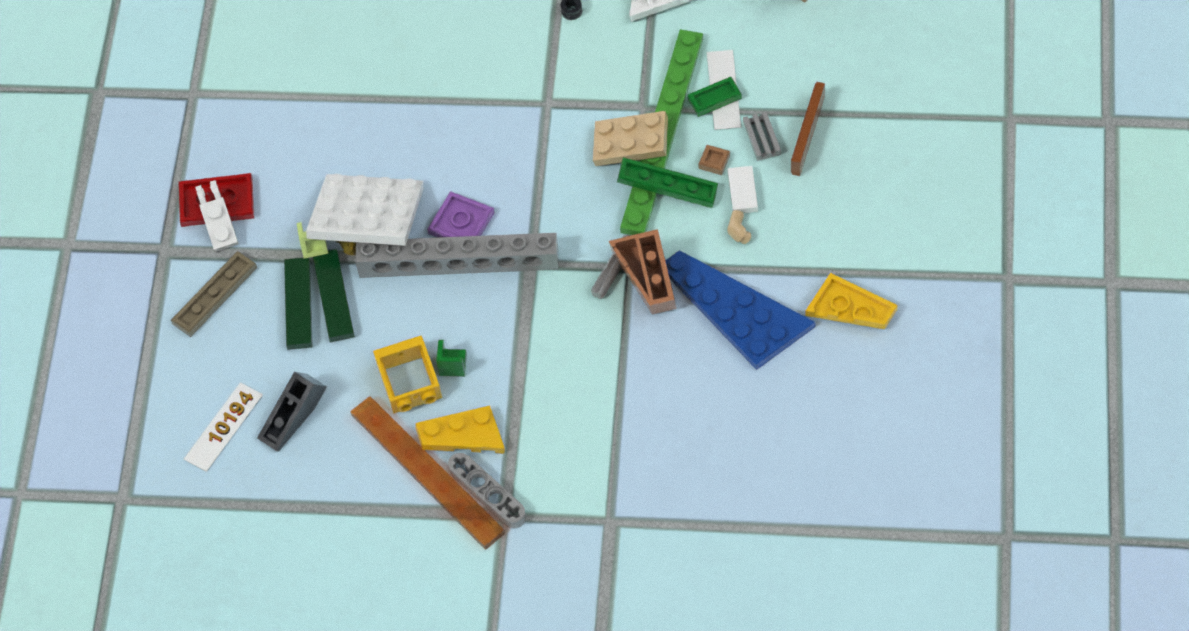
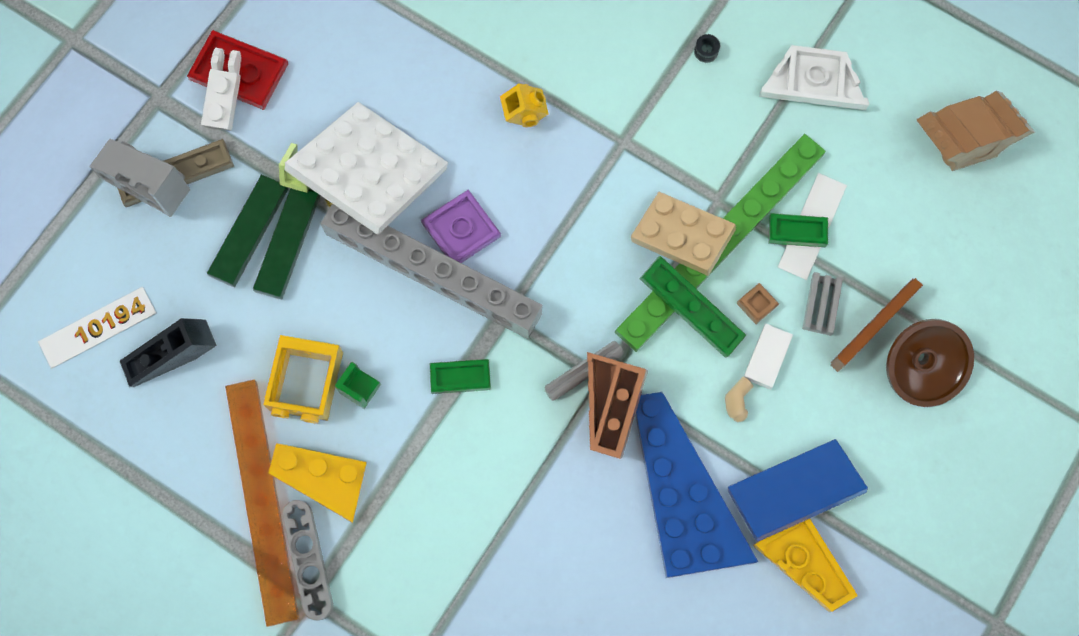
camera: 20 degrees right, 15 degrees up
(196, 300) = (141, 176): none -> light grey wedge
(458, 111) = (524, 105): none -> yellow brick
(523, 317) = (460, 376): none -> green tile
(814, 262) = (797, 490): none -> blue tile
(872, 127) = (941, 372): none -> reddish brown dish

